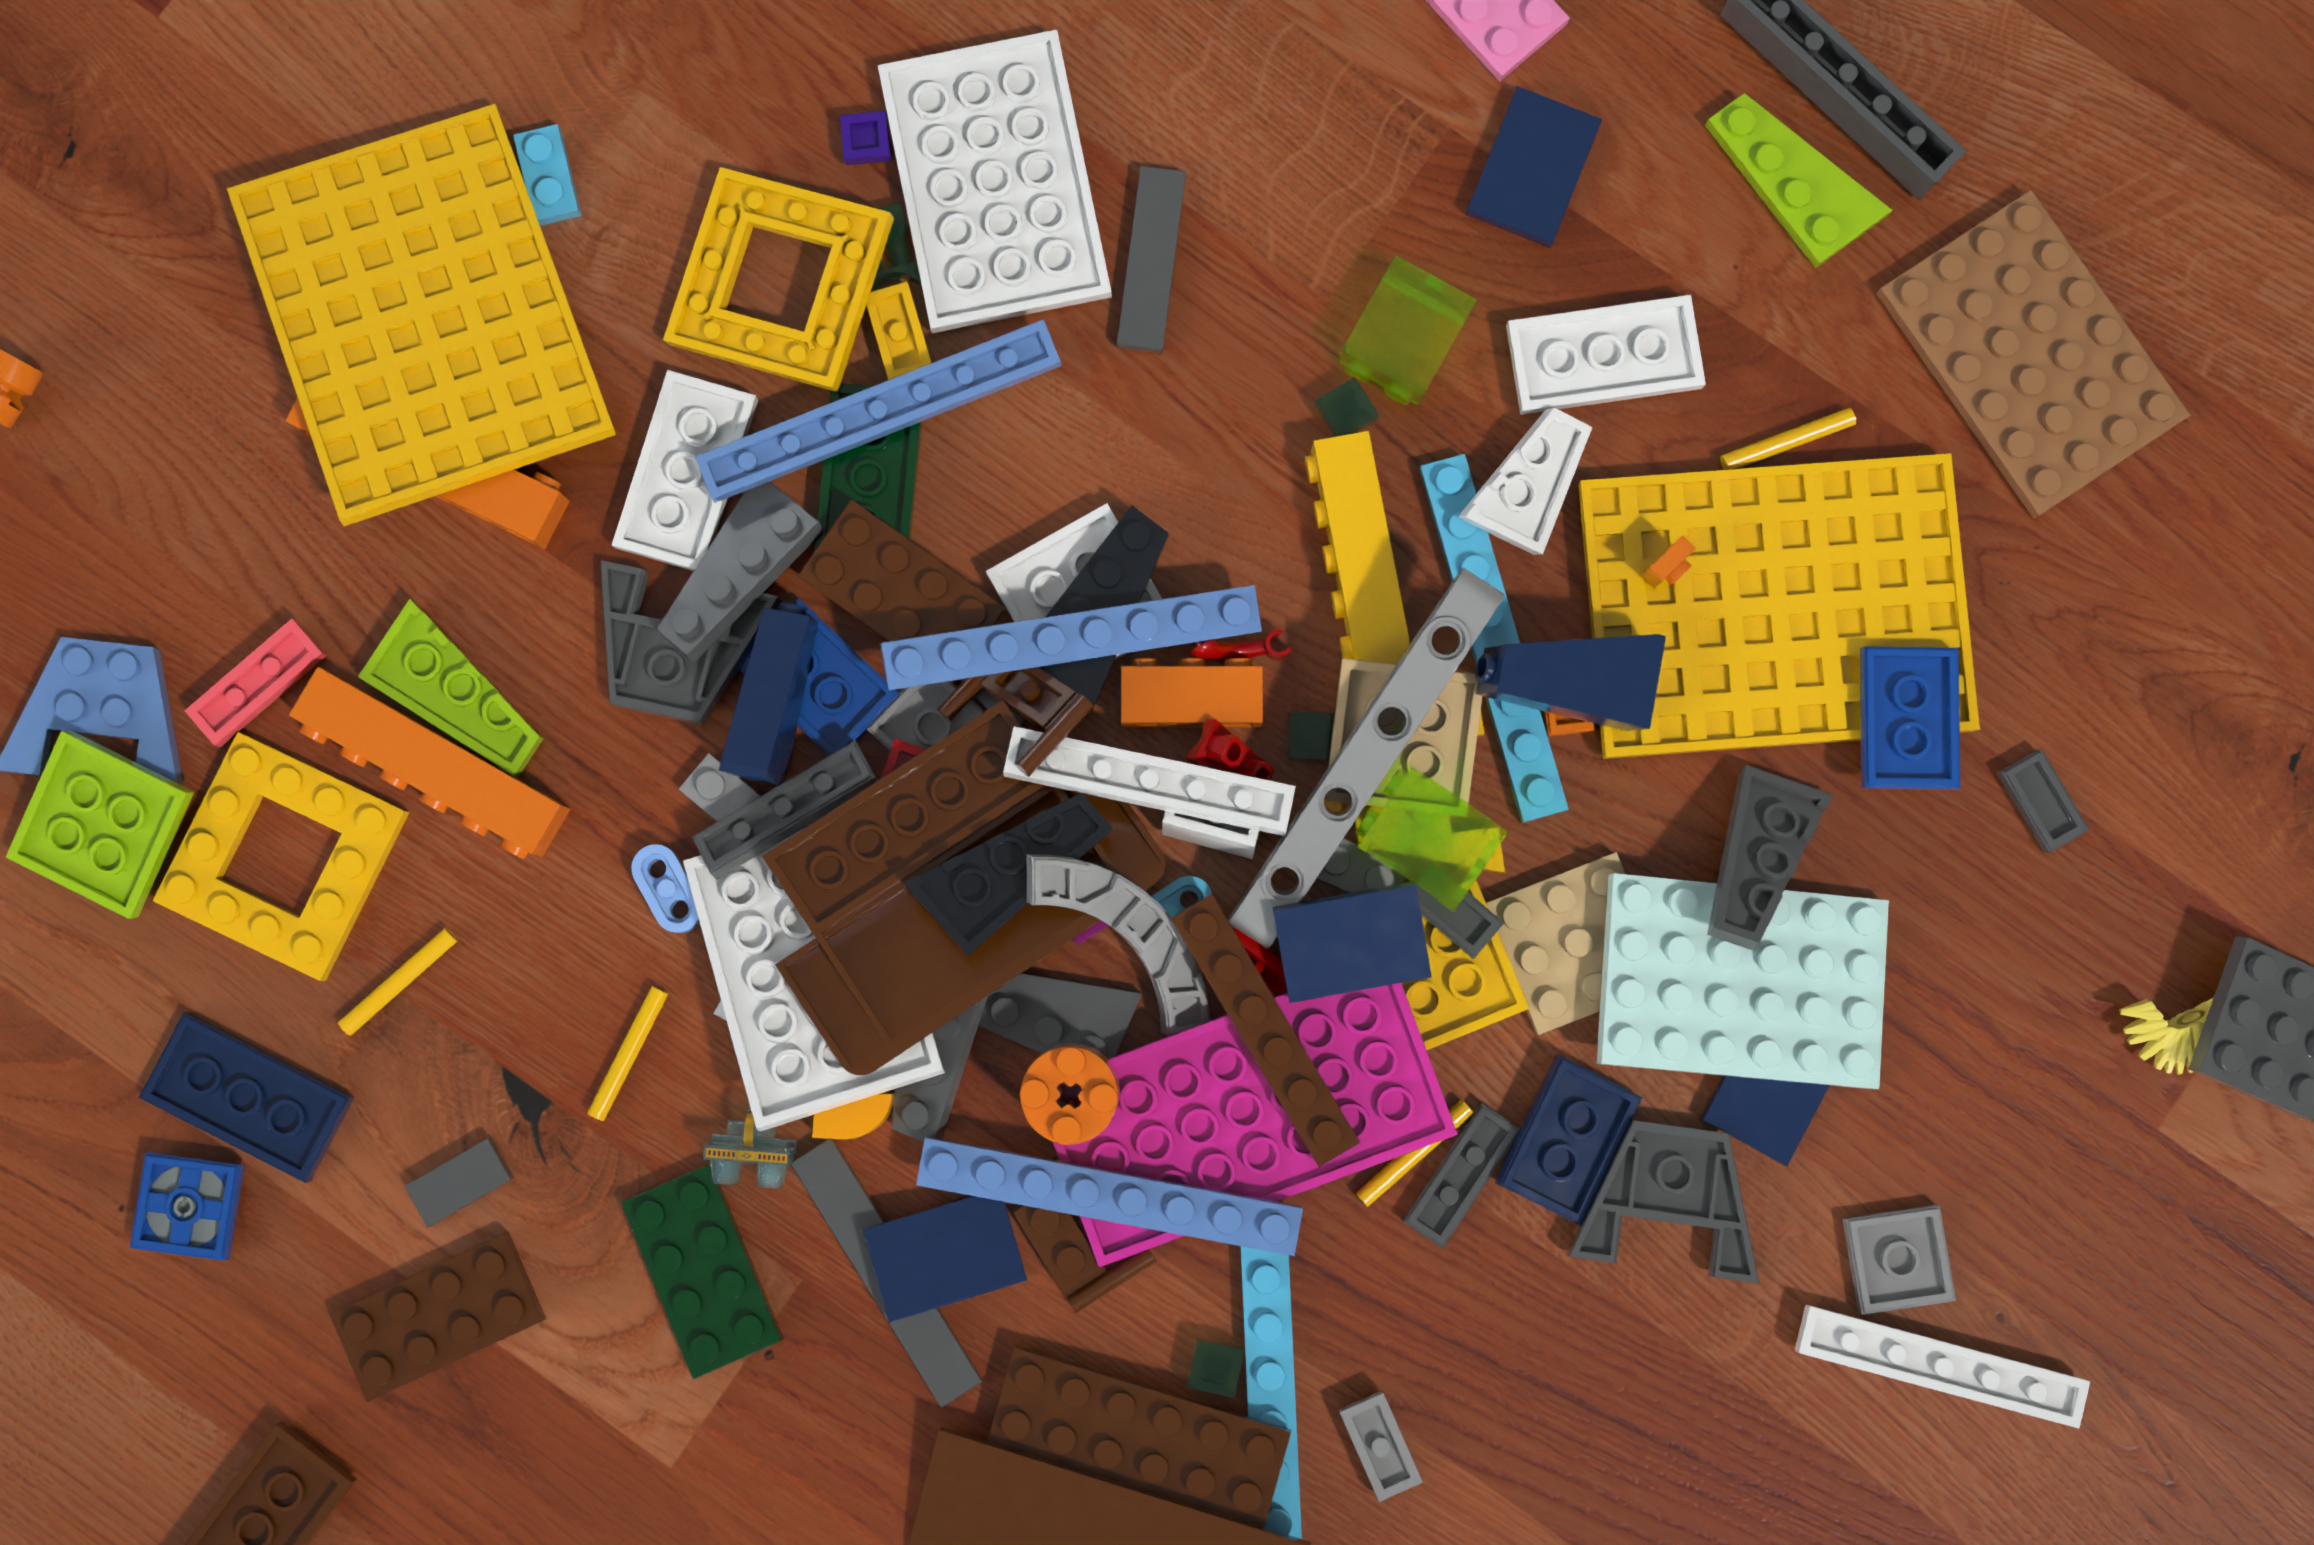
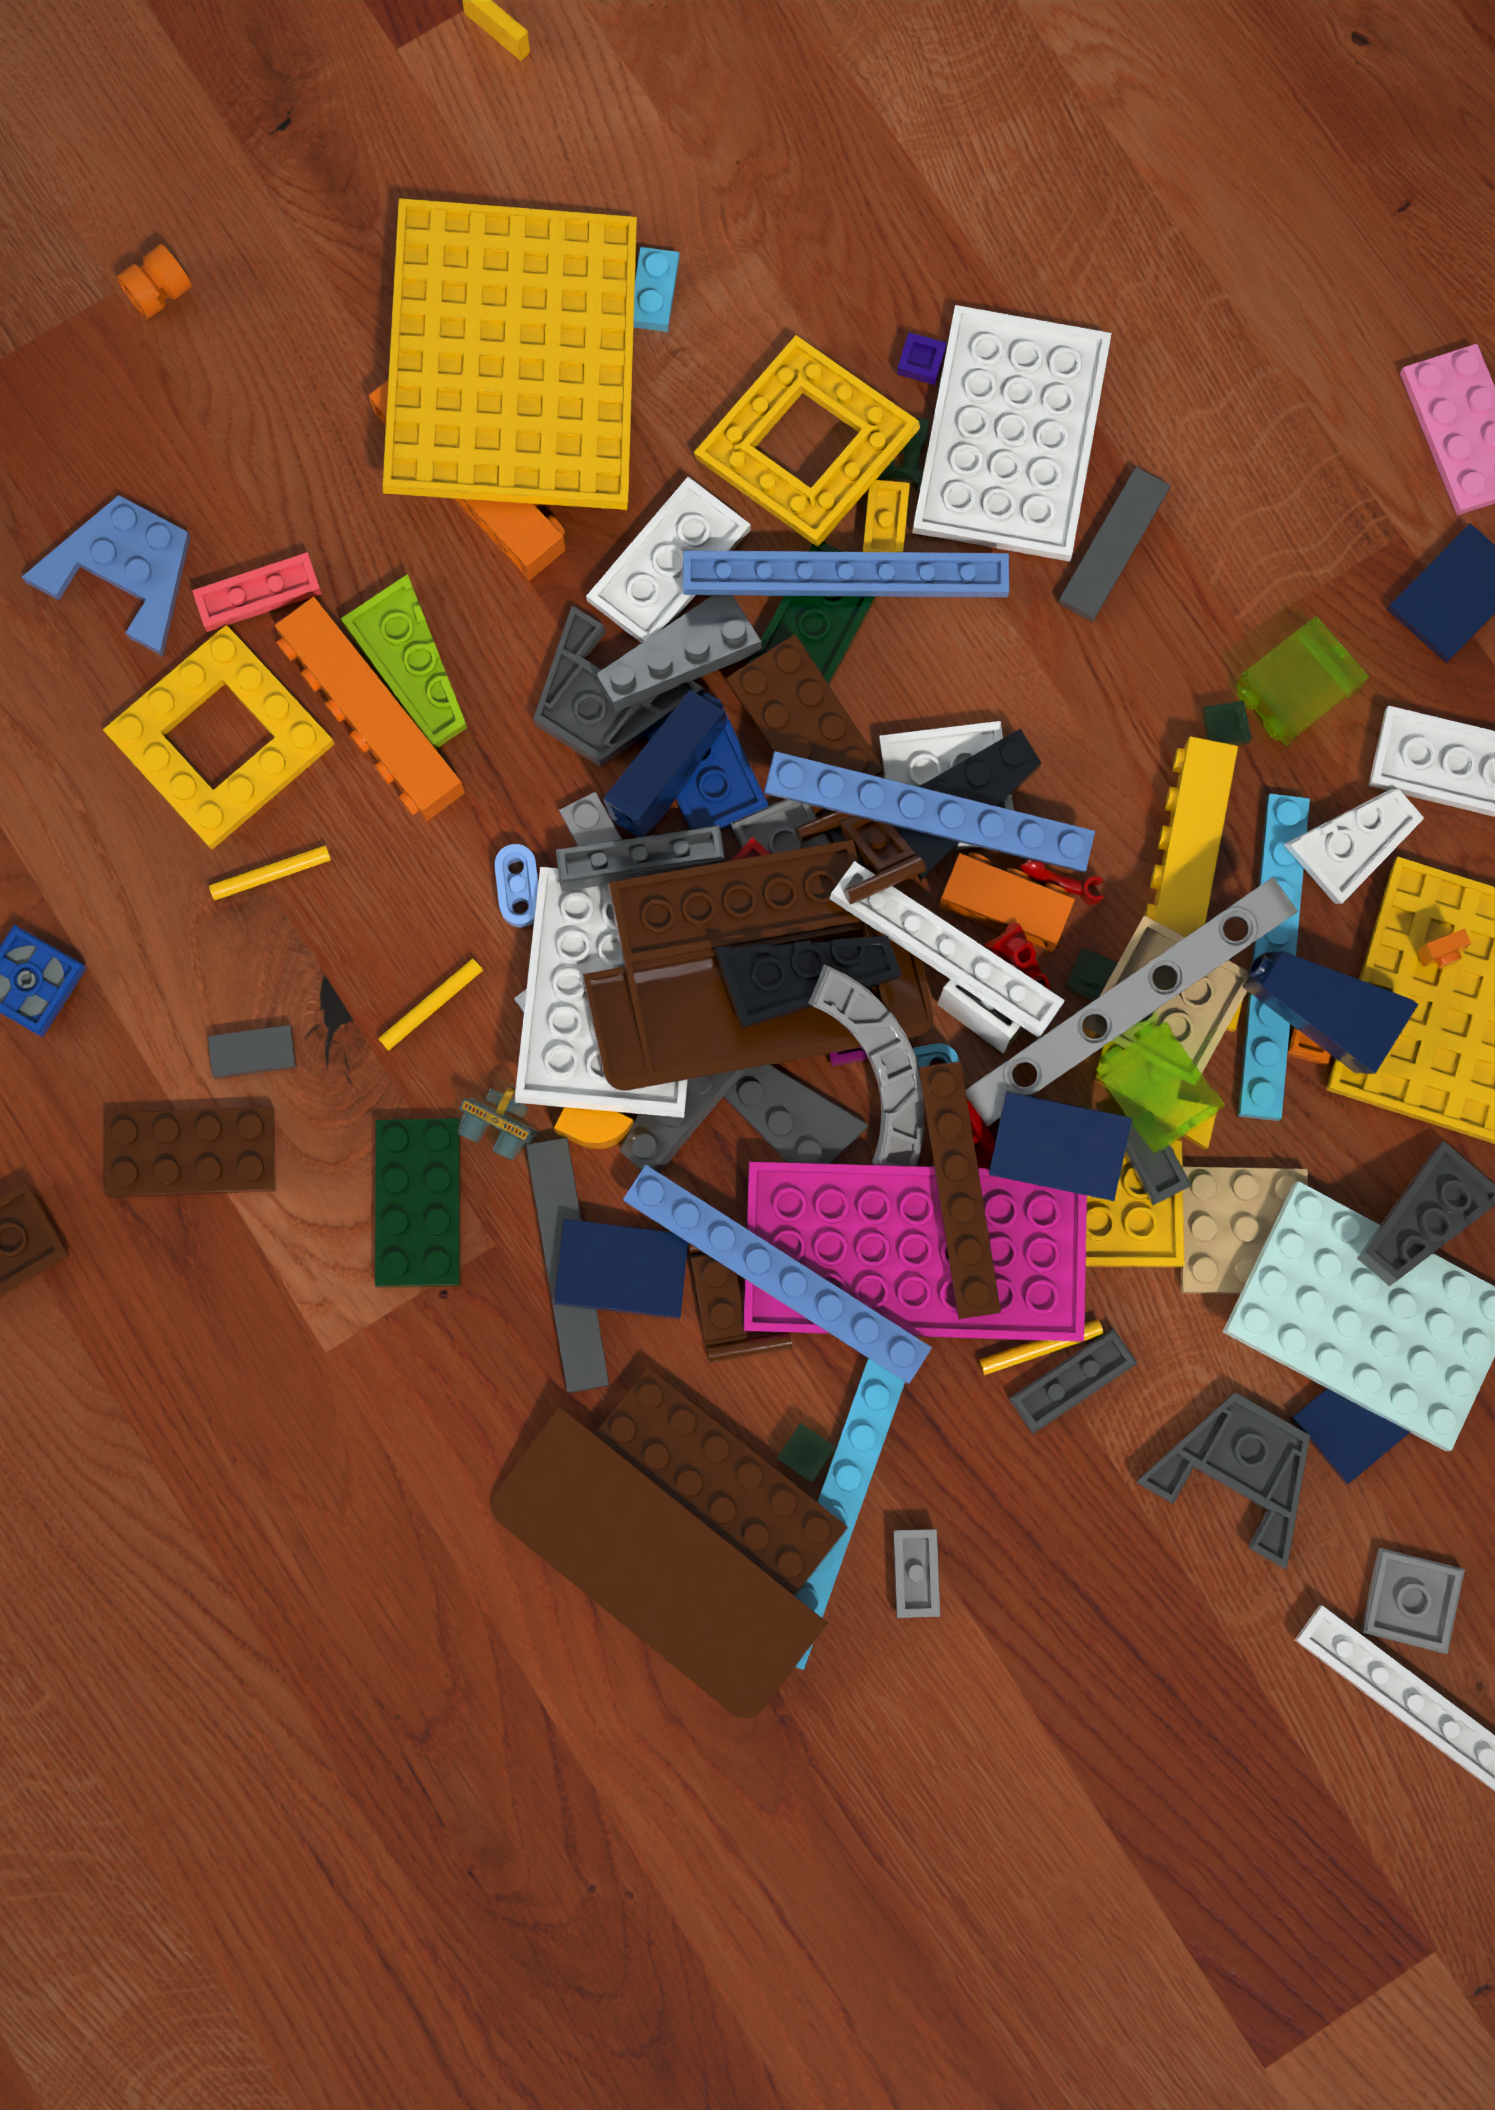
camera: 20 degrees right, 5 degrees down
(99, 824) = (88, 652): lime plate -> none
(246, 1097) = (111, 915): dark blue tile -> none
(1068, 1121) = (792, 1153): orange brick -> none
(1357, 870) = (1083, 1089): light grey plate -> none
(1568, 1140) = (1173, 1387): dark blue tile -> none

